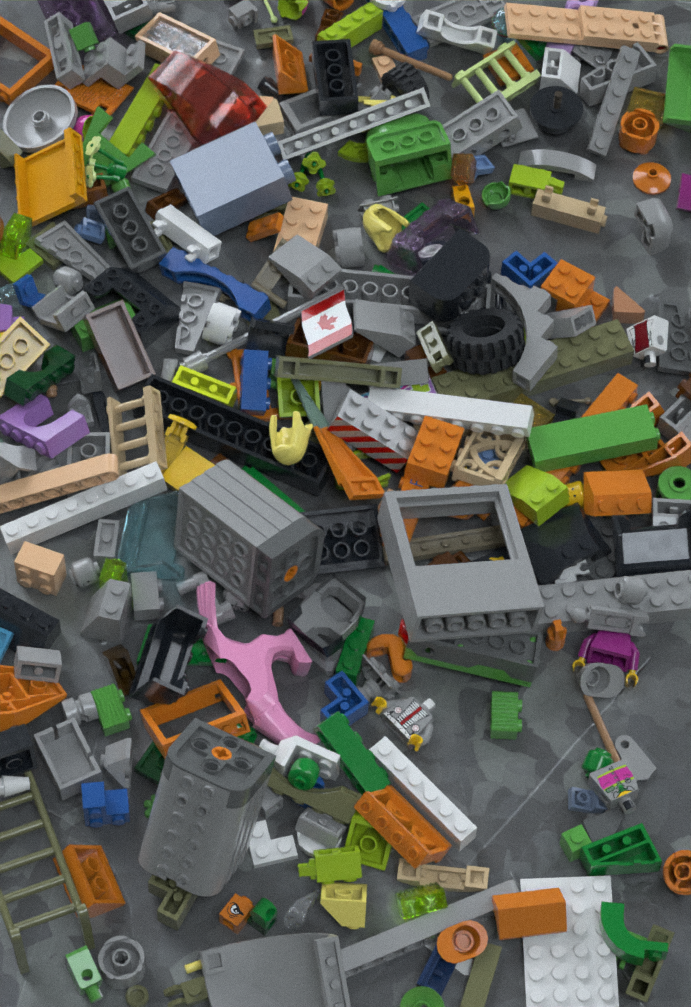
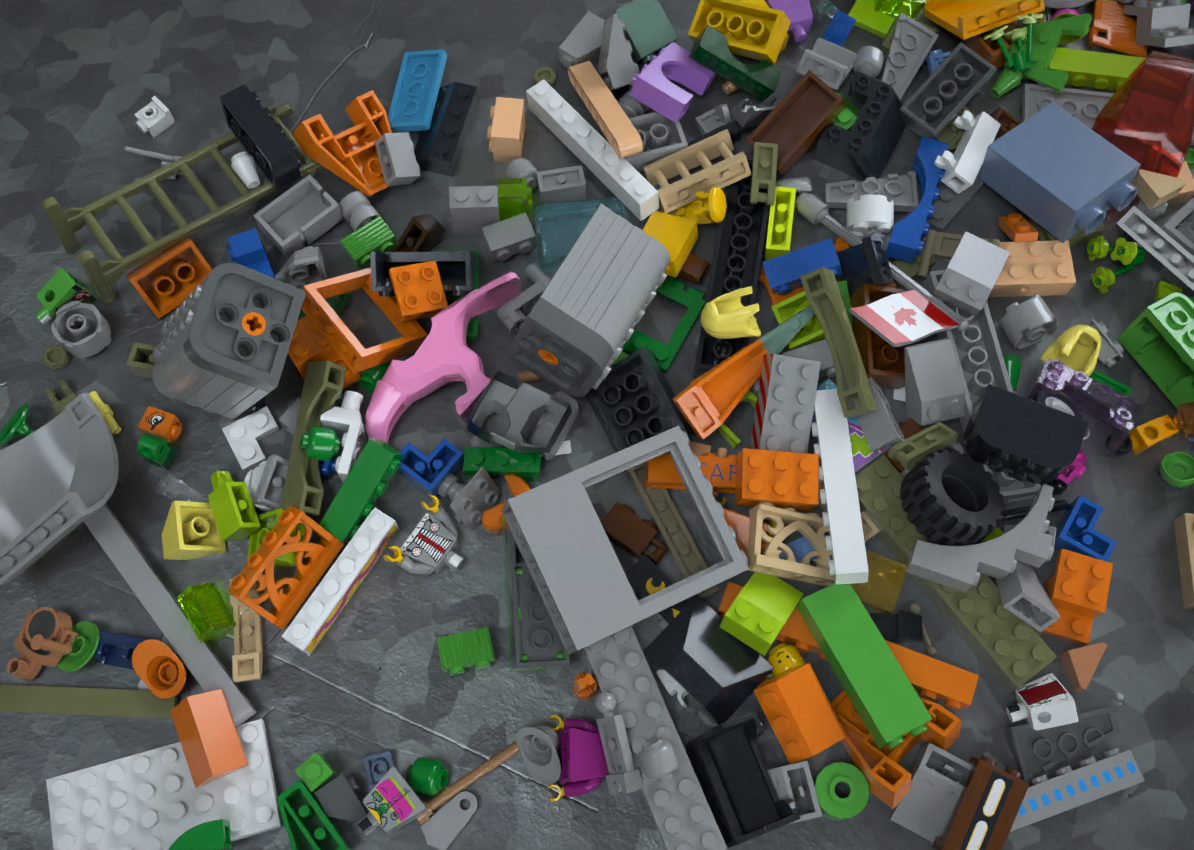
camera: 75 degrees right, 10 degrees up
(161, 381) = (763, 172): none -> olive plate
(190, 663) = (417, 291): none -> orange bracket

